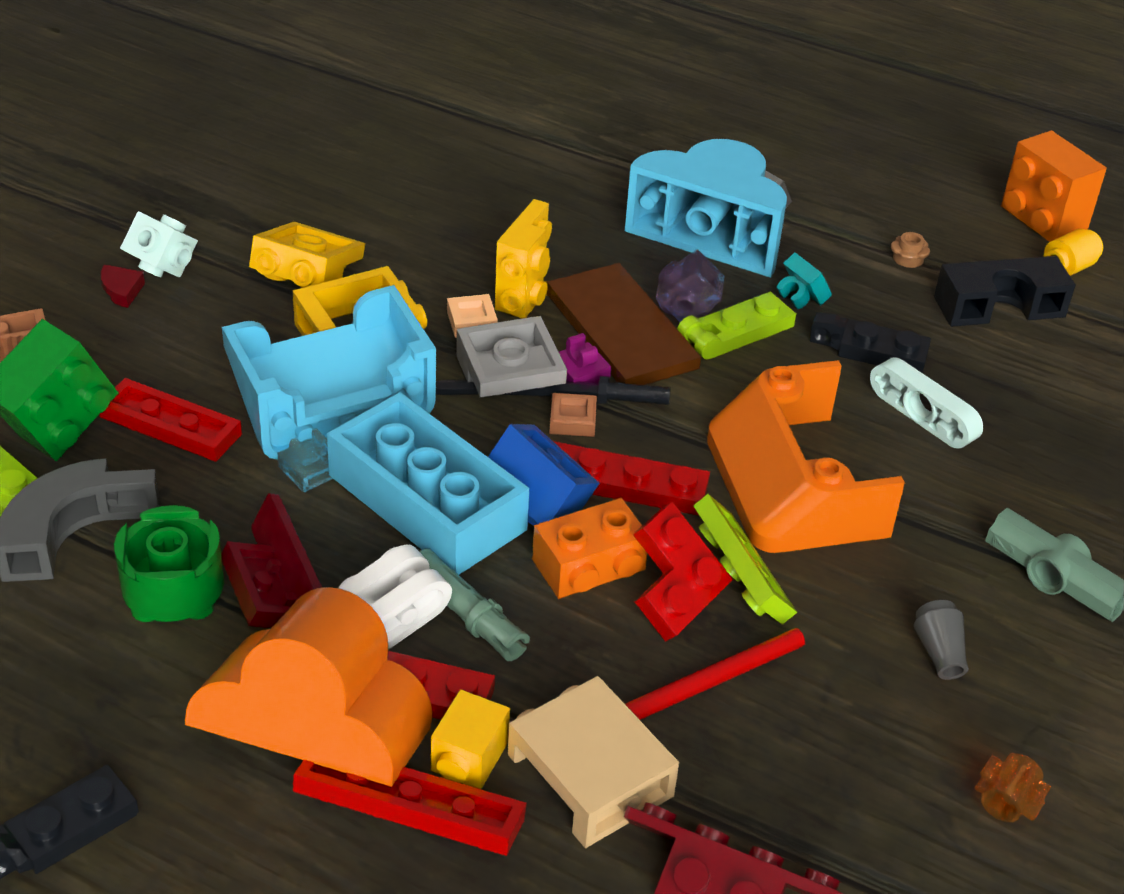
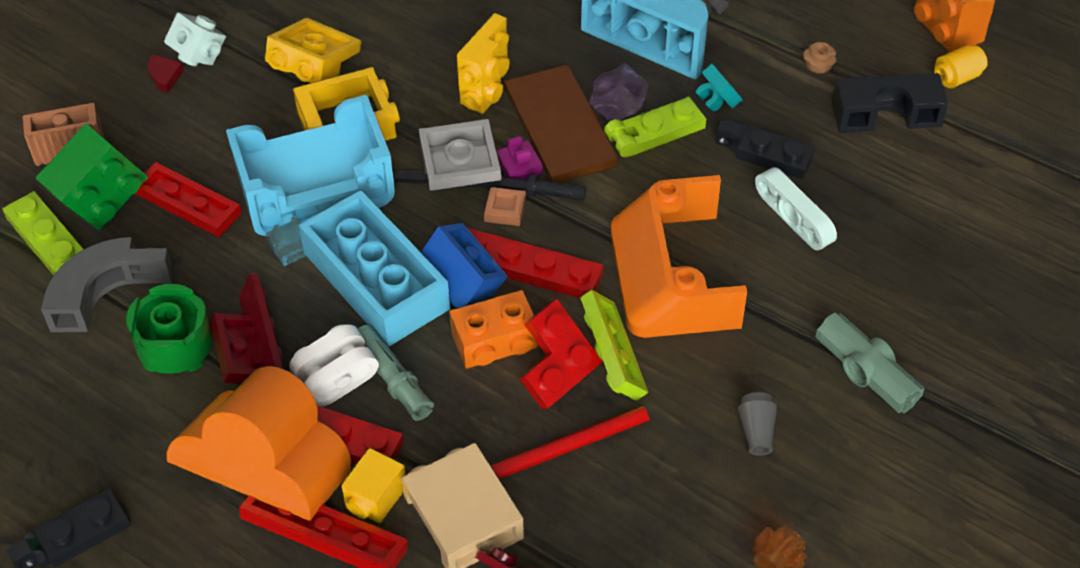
camera: 10 degrees right, 10 degrees up
(470, 311) = (434, 111): light nougat tile -> none

